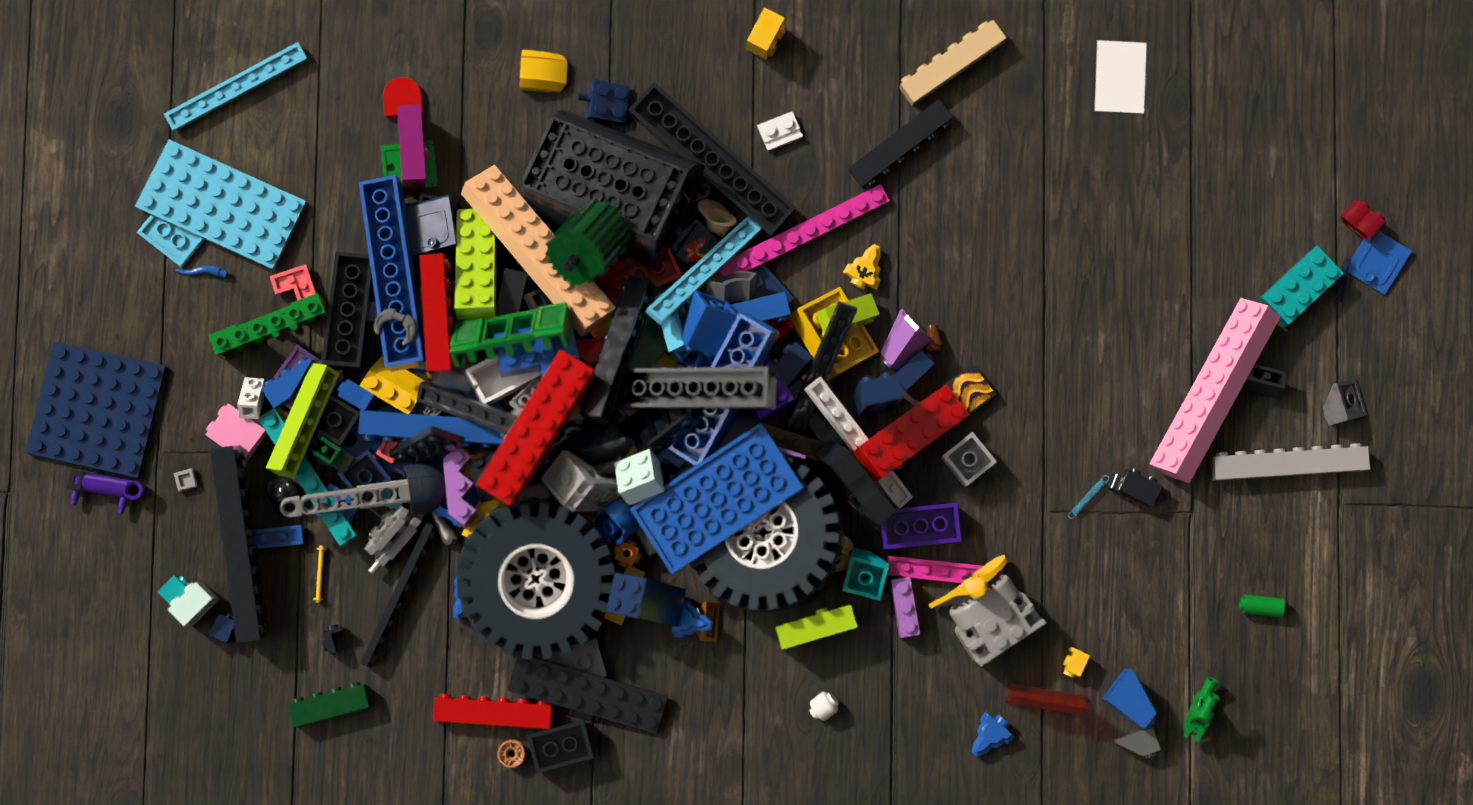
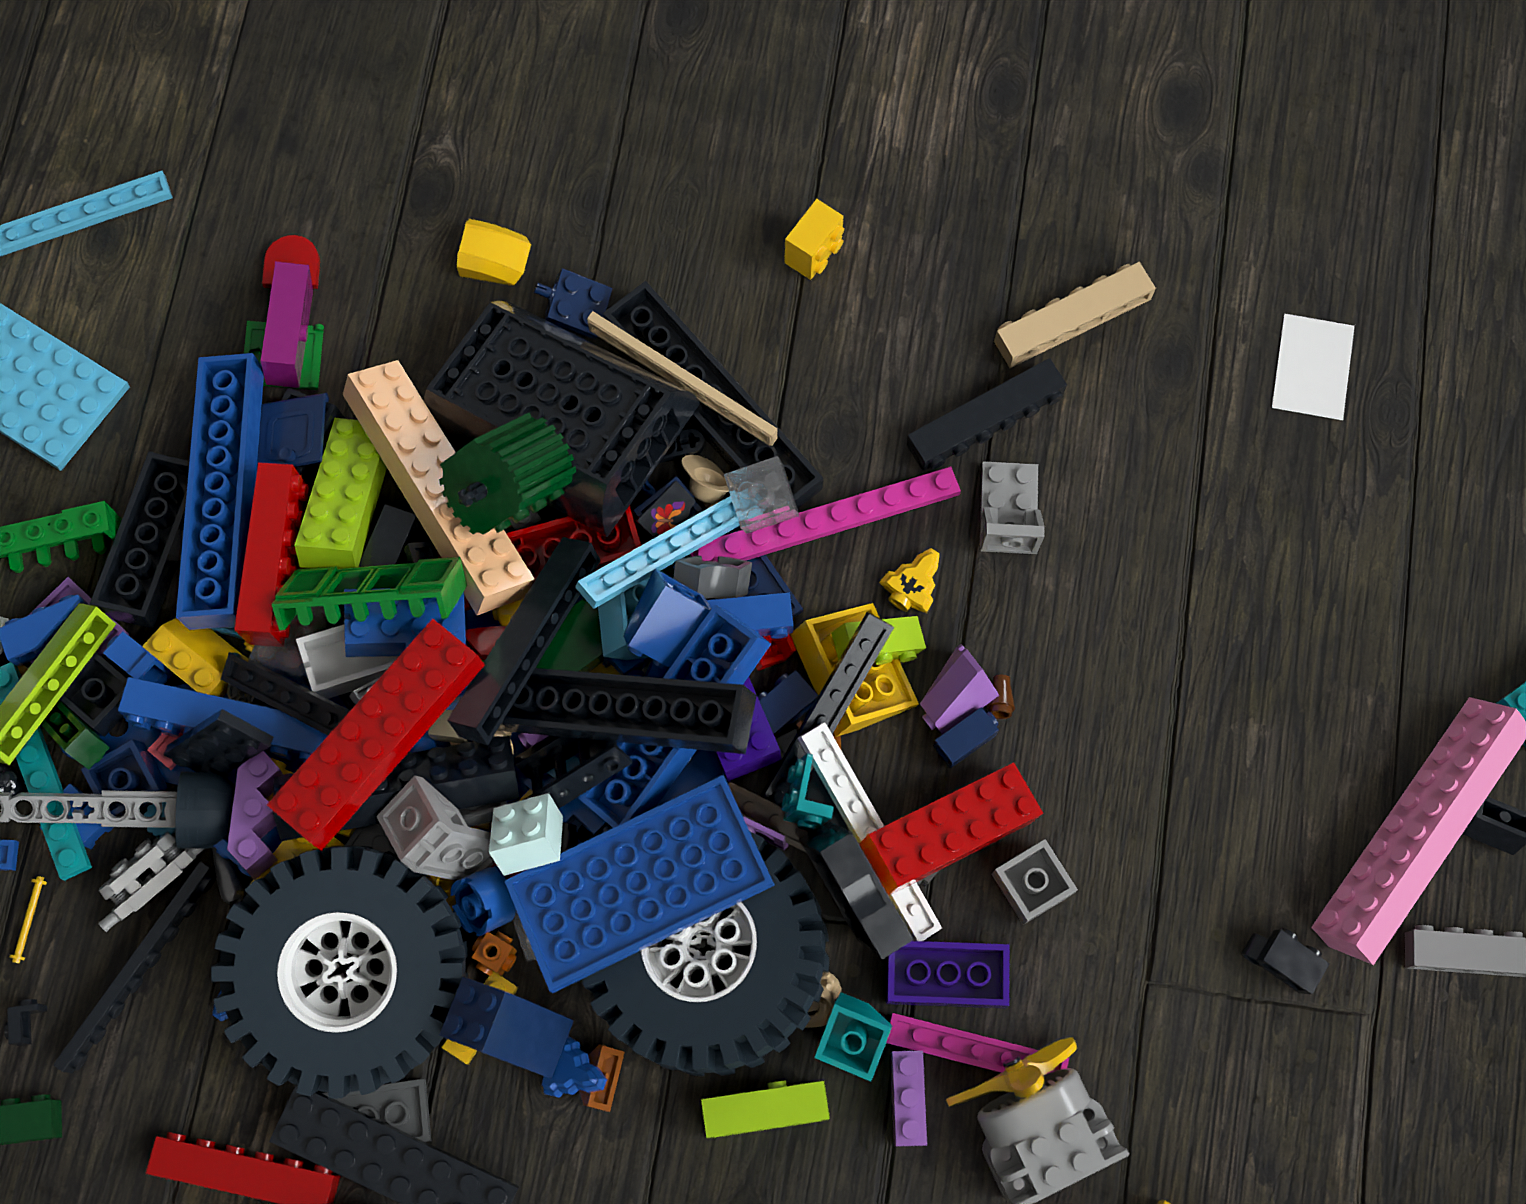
camera: 10 degrees right, 10 degrees down
(294, 279) = (83, 487): coral plate -> none
(407, 321) = (198, 542): dark grey piece -> none
(690, 151) = (682, 378): none -> tan tile
(757, 227) = (761, 495): none -> clear brick
(780, 131) = (816, 376): white plate -> none
(807, 431) = (797, 809): none -> teal bracket
(878, 394) = (908, 758): dark blue brick -> none
(924, 208) = (1010, 508): none -> light grey bracket
(971, 389) = (1051, 778): slope -> none
(1085, 497) = (1212, 963): medium azure piece -> none
(1262, 605) = (1472, 1177): green brick -> none

